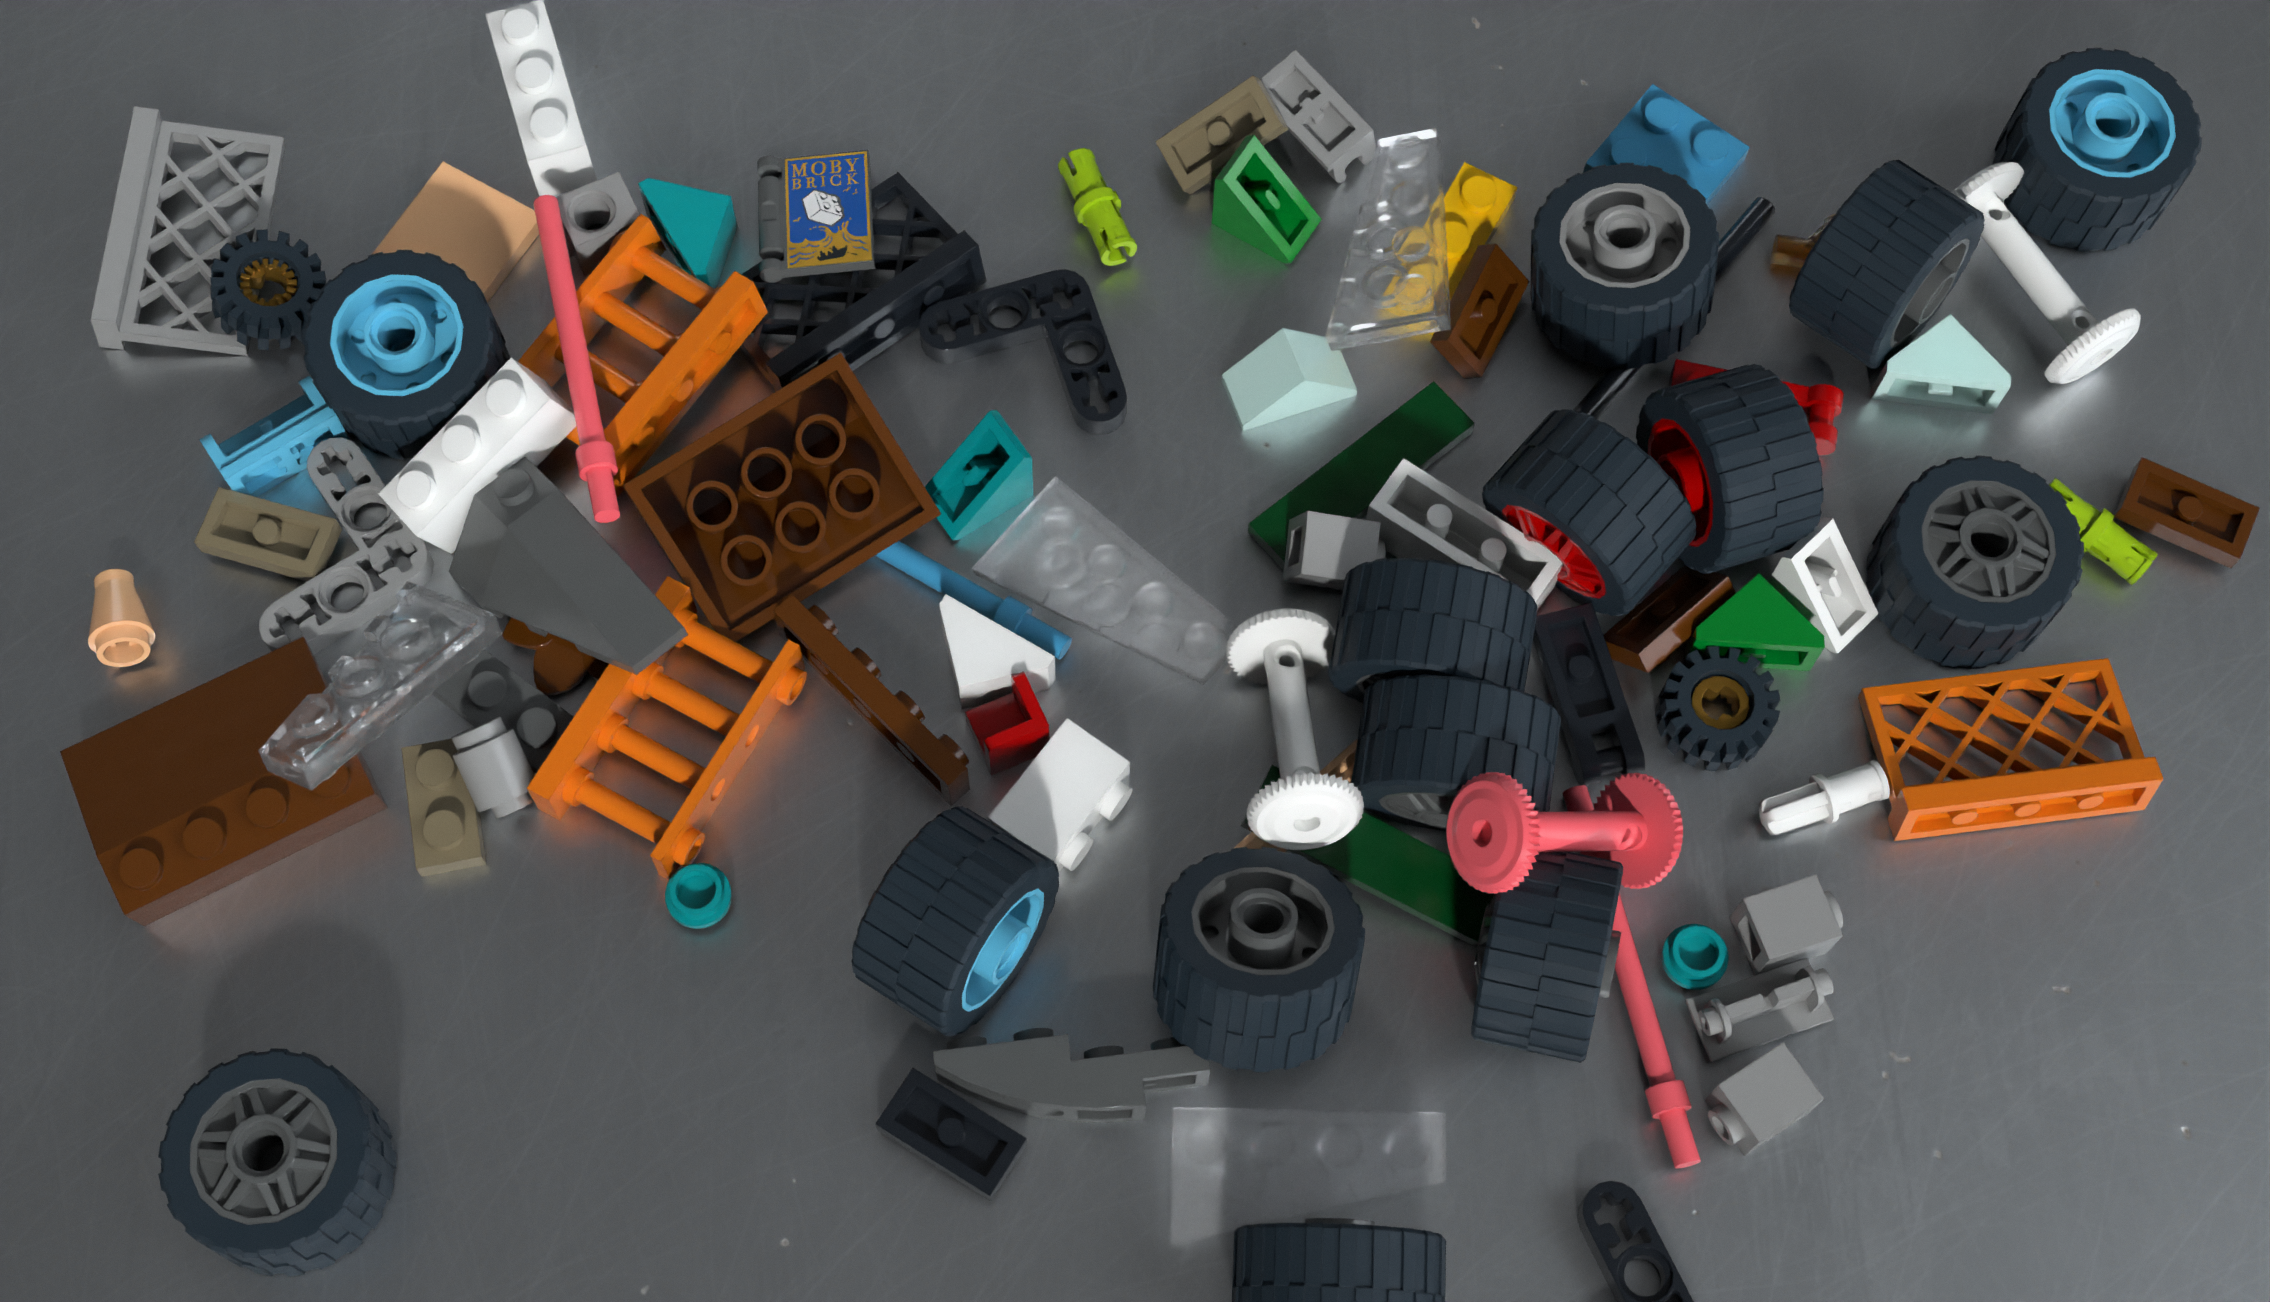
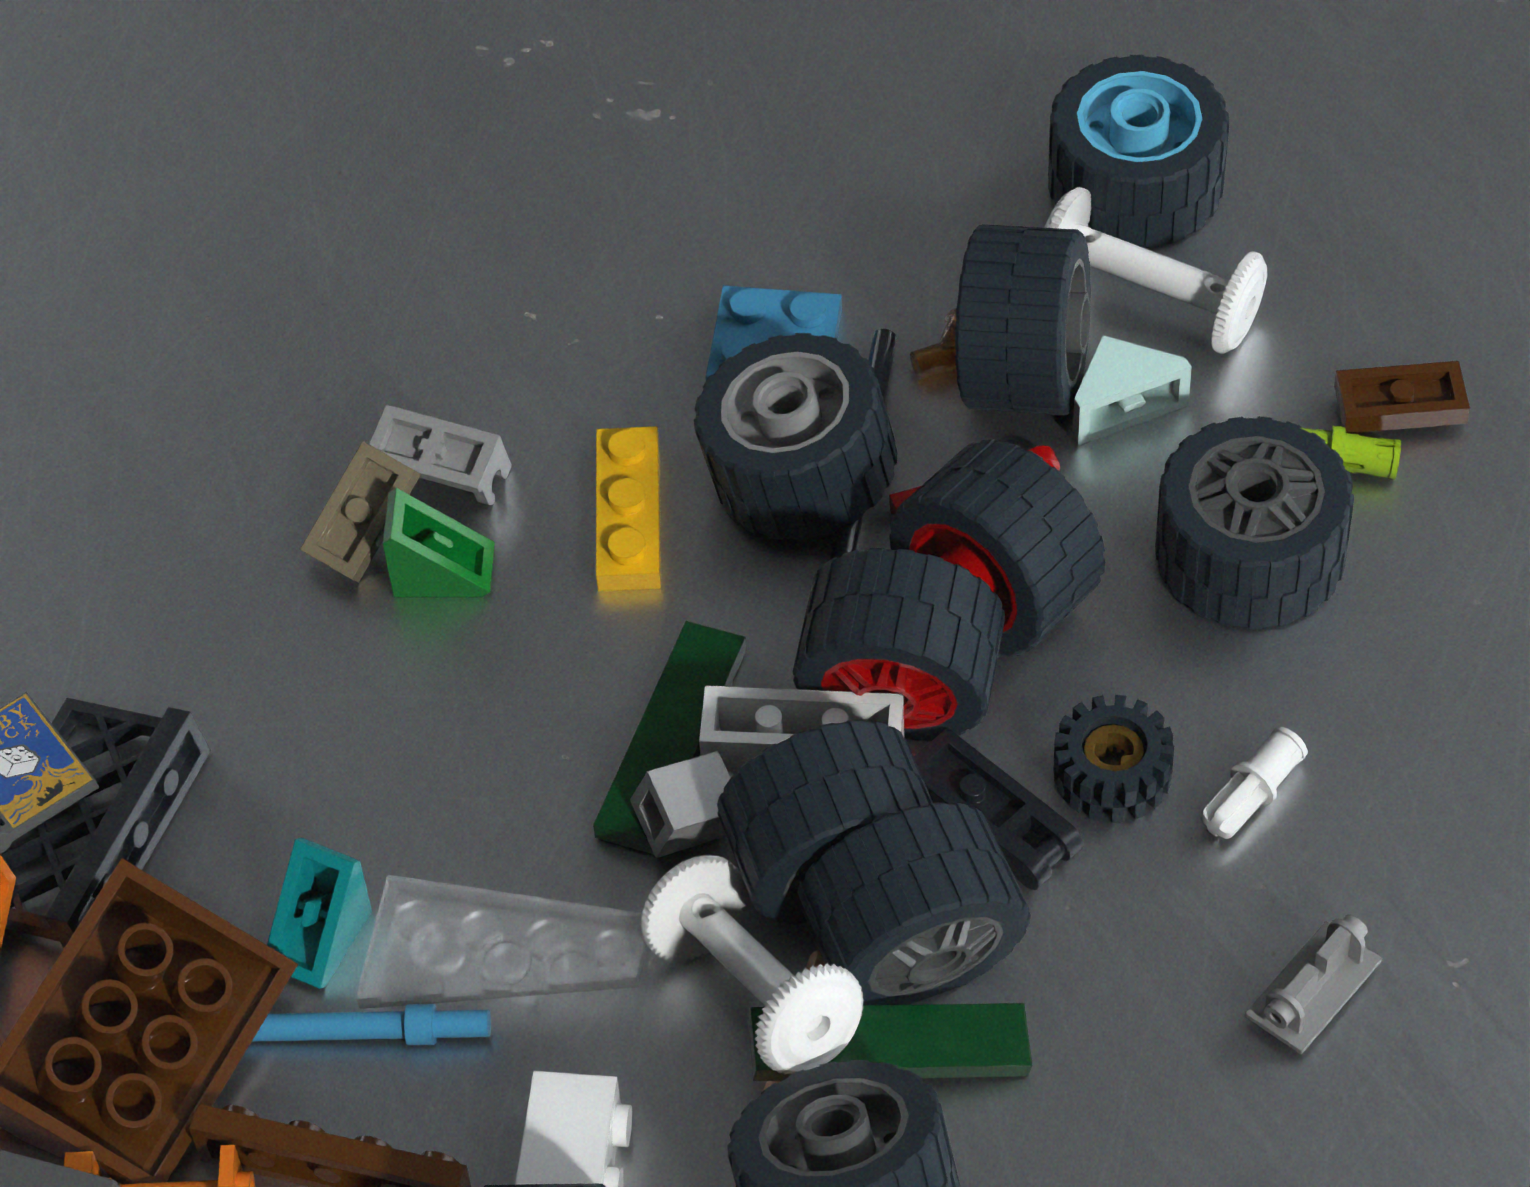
camera: 25 degrees left, 15 degrees down
(988, 655) = (422, 1066): white slope -> none
(1009, 727) = (482, 1116): red panel -> none
(1054, 324) = (299, 753): black beam -> none
(1097, 207) = (279, 632): lime pin -> none
(1286, 378) = (547, 688): light aqua slope -> none
(1398, 250) = (584, 528): clear wing -> none
(1481, 311) = (690, 542): reddish brown plate -> none
(1498, 832) = (1001, 927): coral hose -> none
(1548, 956) = (1101, 1023): black wheel -> none
(1666, 1095) = (1279, 1100): coral bar -> none
(1667, 618) = (1023, 704): reddish brown plate -> none
(1694, 956) = (1229, 973): teal plate -> none
(1761, 626) = (1110, 666): green slope -> none
(1762, 1100) = (1366, 1055): light grey brick -> none
(1787, 924) = (1290, 900): light grey brick -> none
(1825, 585) = (1138, 612): white slope -> none
(2030, 792) = (1413, 686): orange fence -> none

